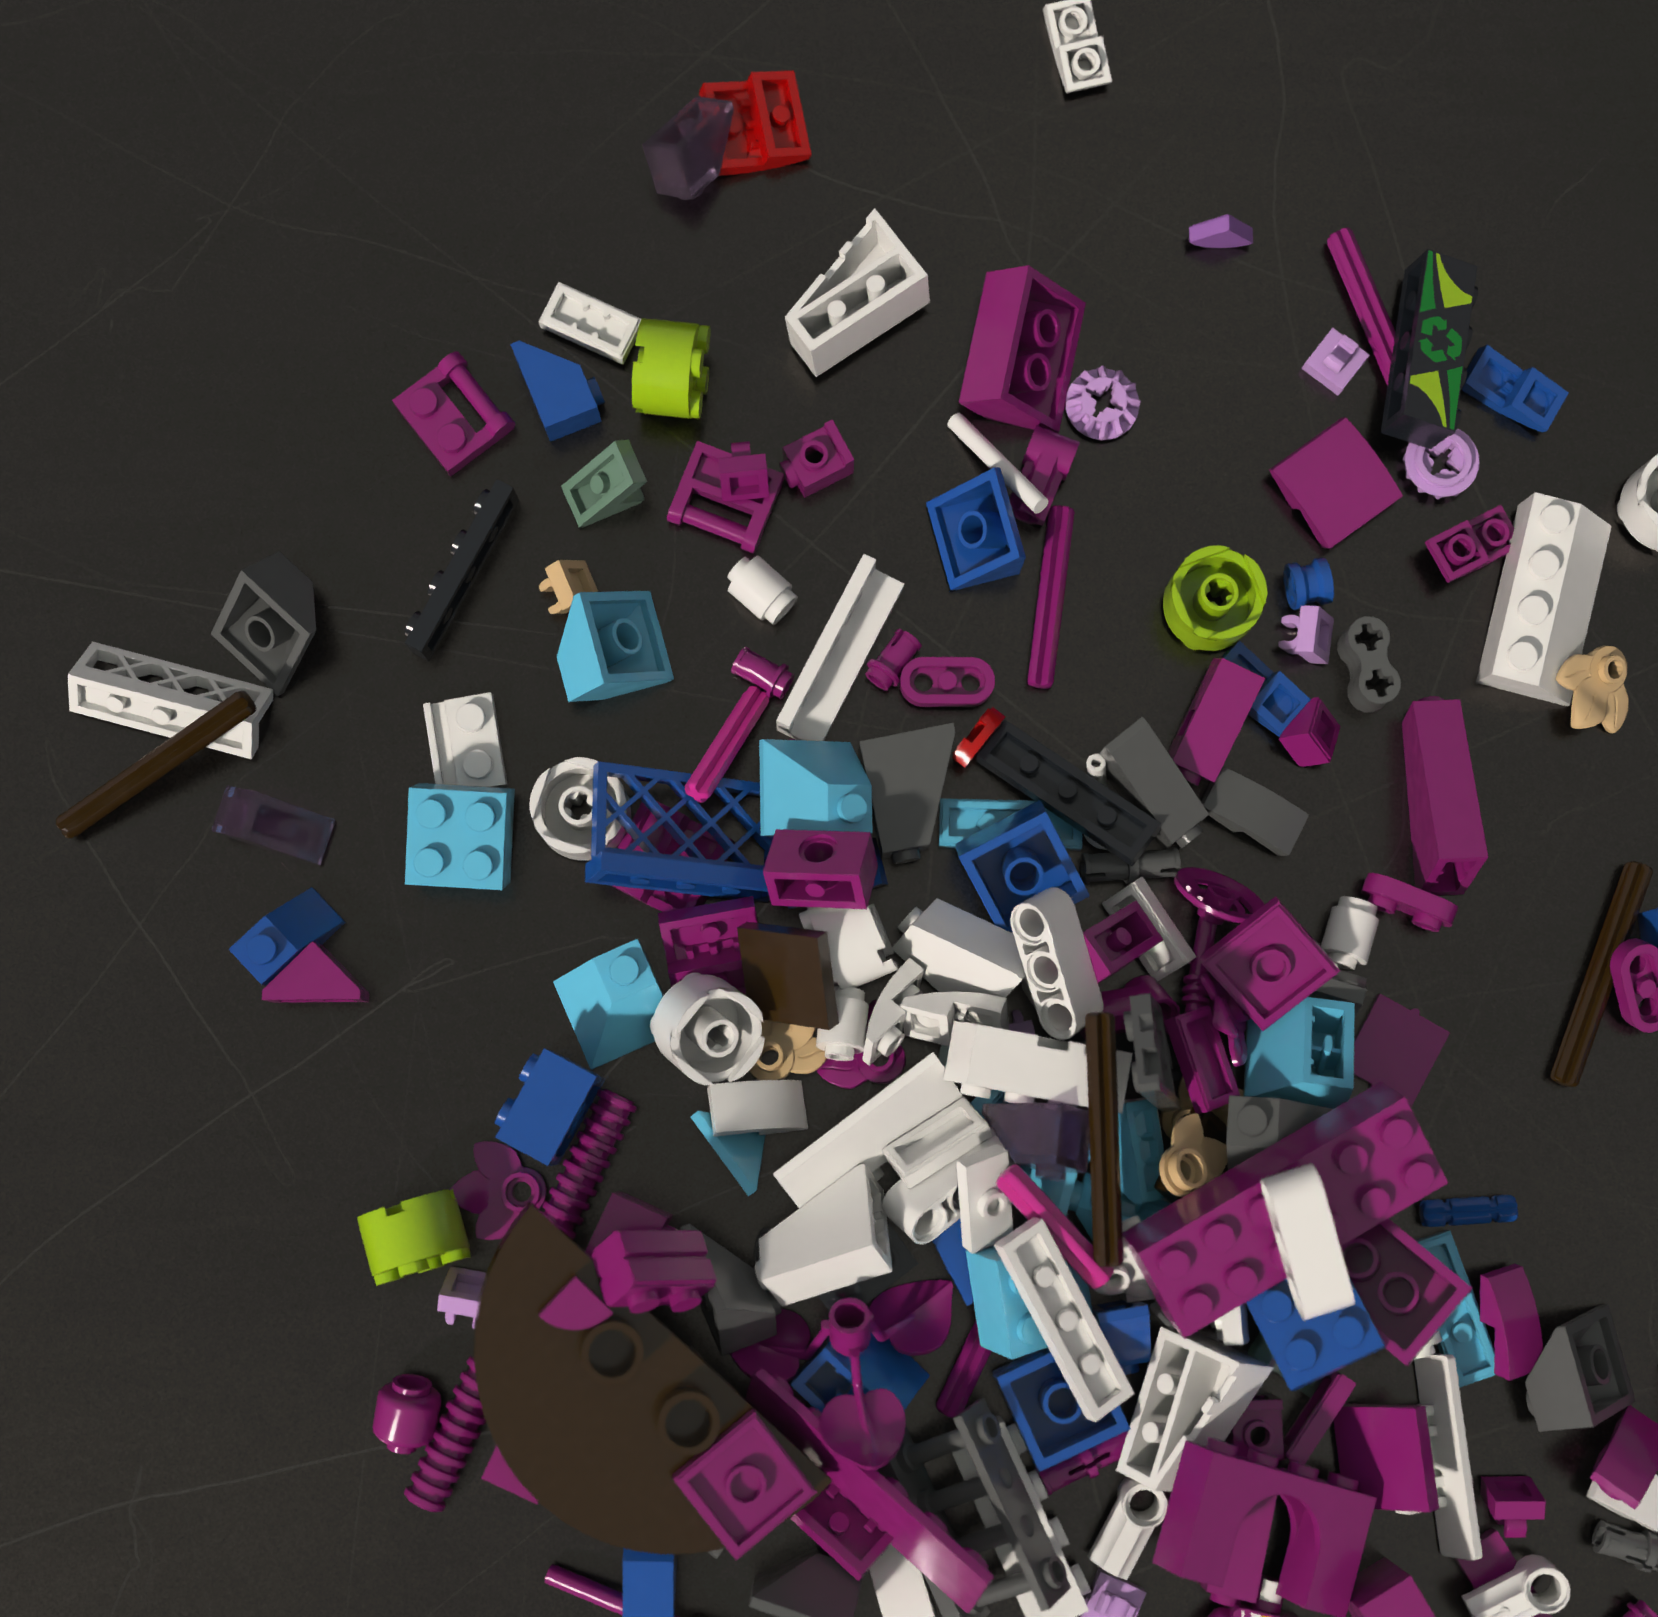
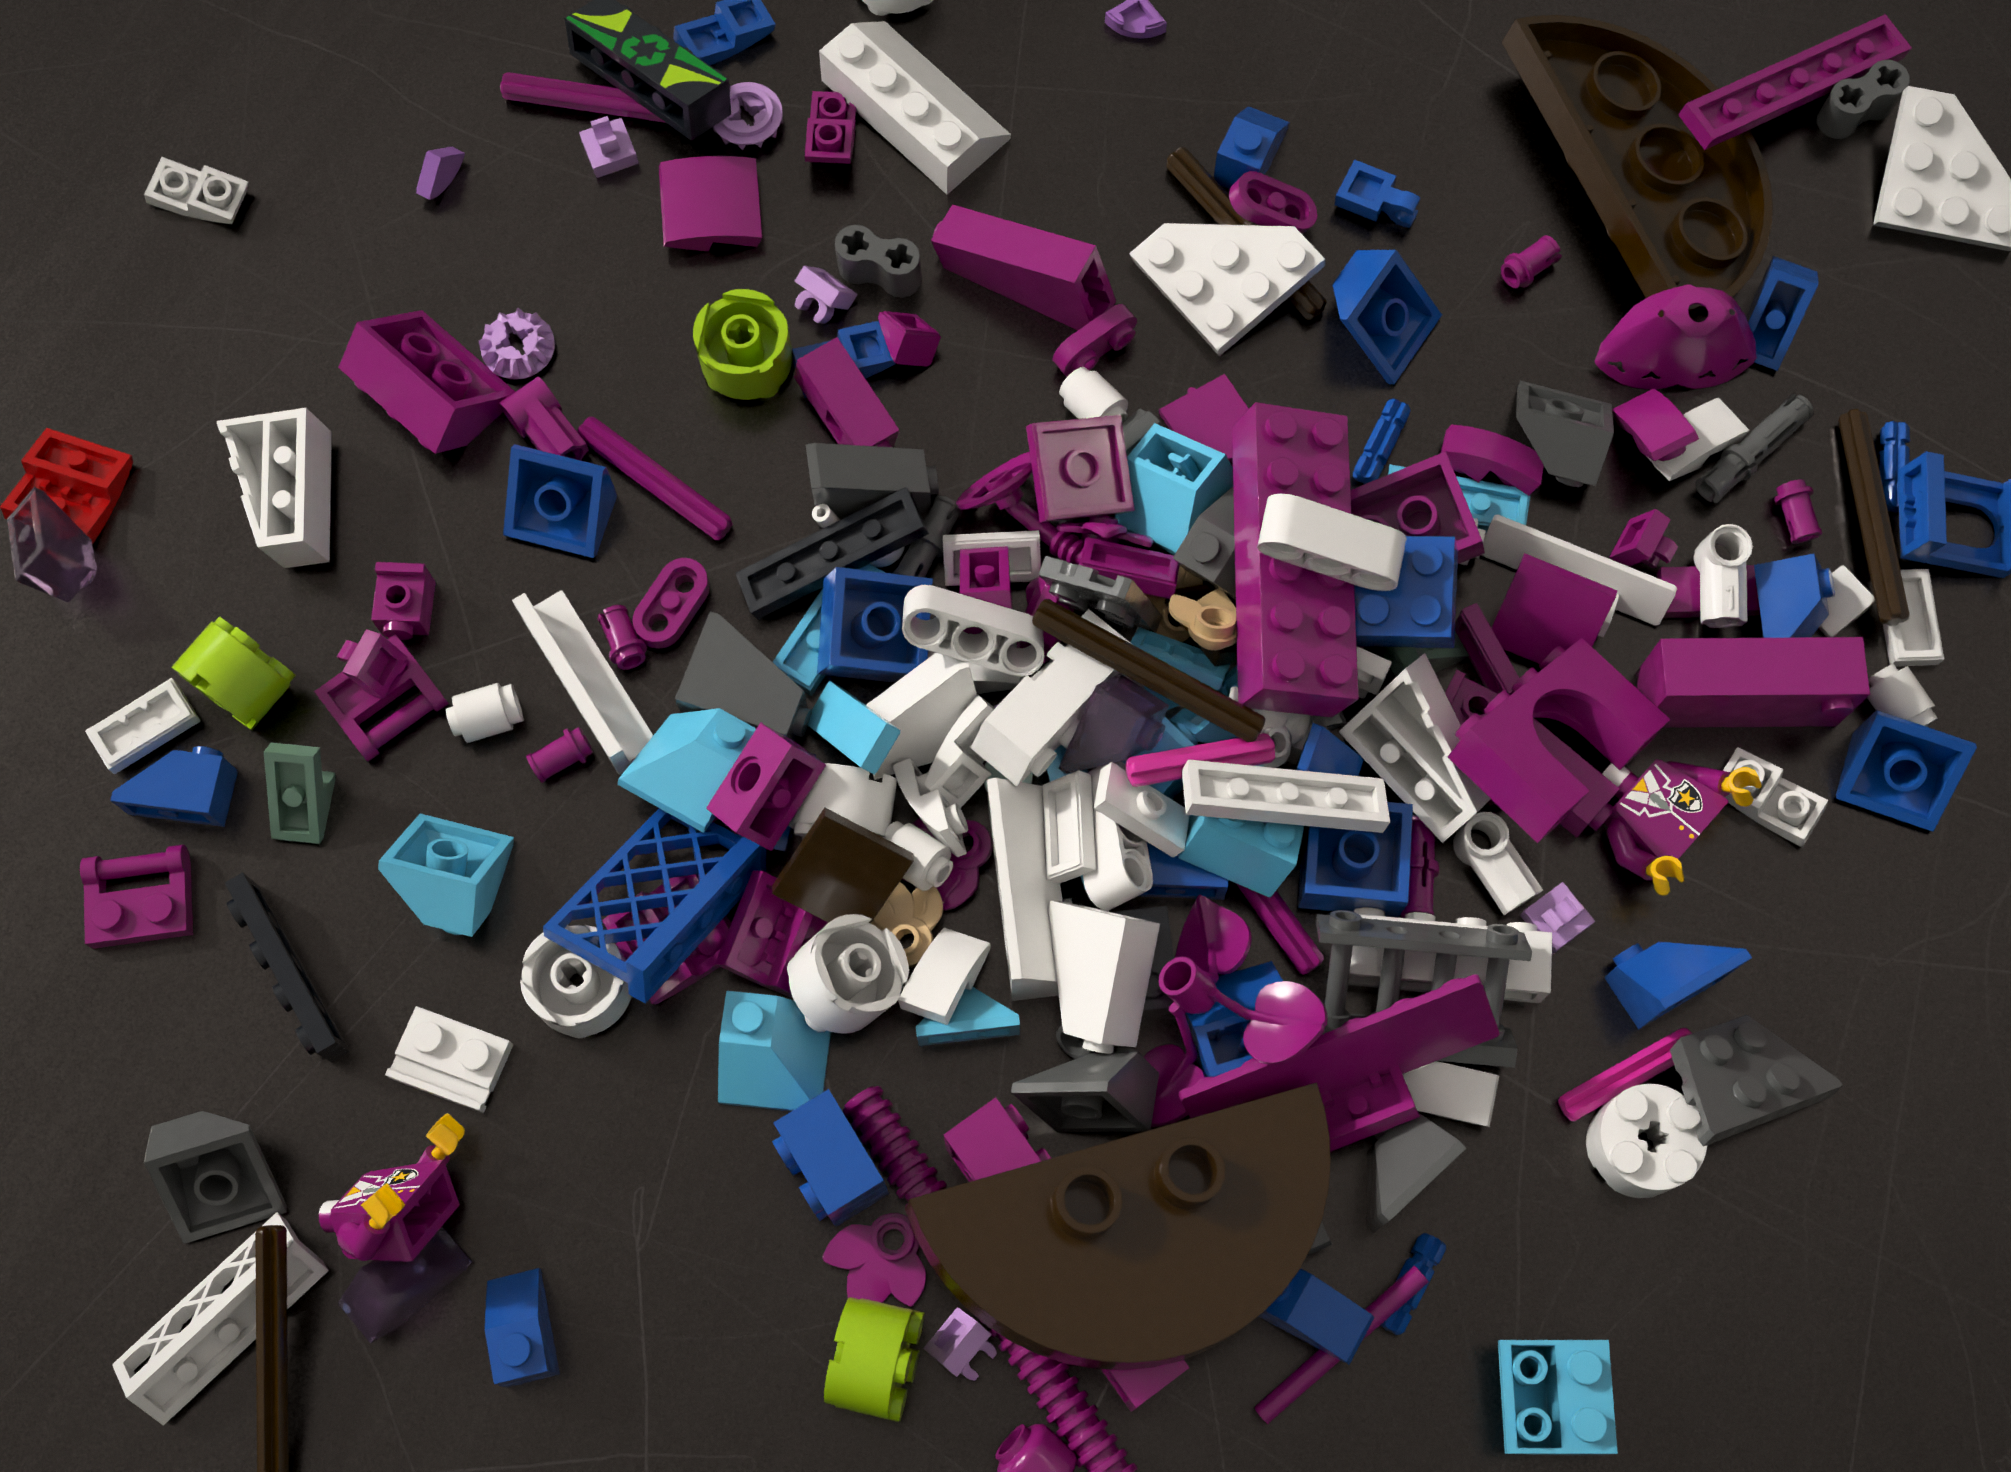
camera: 55 degrees left, 10 degrees down
(315, 978) = (576, 1322): magenta slope -> none
(321, 785) = (398, 1208): none -> magenta torso
(459, 836) = (529, 1104): medium azure brick -> none
(566, 580) = (360, 875): tan tile -> none
(575, 1307) = (1026, 1211): magenta tile -> none
(654, 1269) = (1034, 1124): magenta brick -> none
(726, 744) = (602, 816): dark pink axle -> none
(744, 1484) = (1275, 1157): magenta tile -> none
(918, 907) = (853, 727): none -> medium azure tile
(978, 736) = (735, 601): red tile -> none
(994, 458) = (501, 453): white bar -> none
(1255, 810) = (943, 415): dark grey slope -> none
(1308, 583) = (779, 268): blue wheel -> none
(1547, 982) = (1226, 274): none -> white plate
(1597, 688) = (1004, 100): tan plate -> none
(1598, 1143) = (1384, 309): none -> blue slope

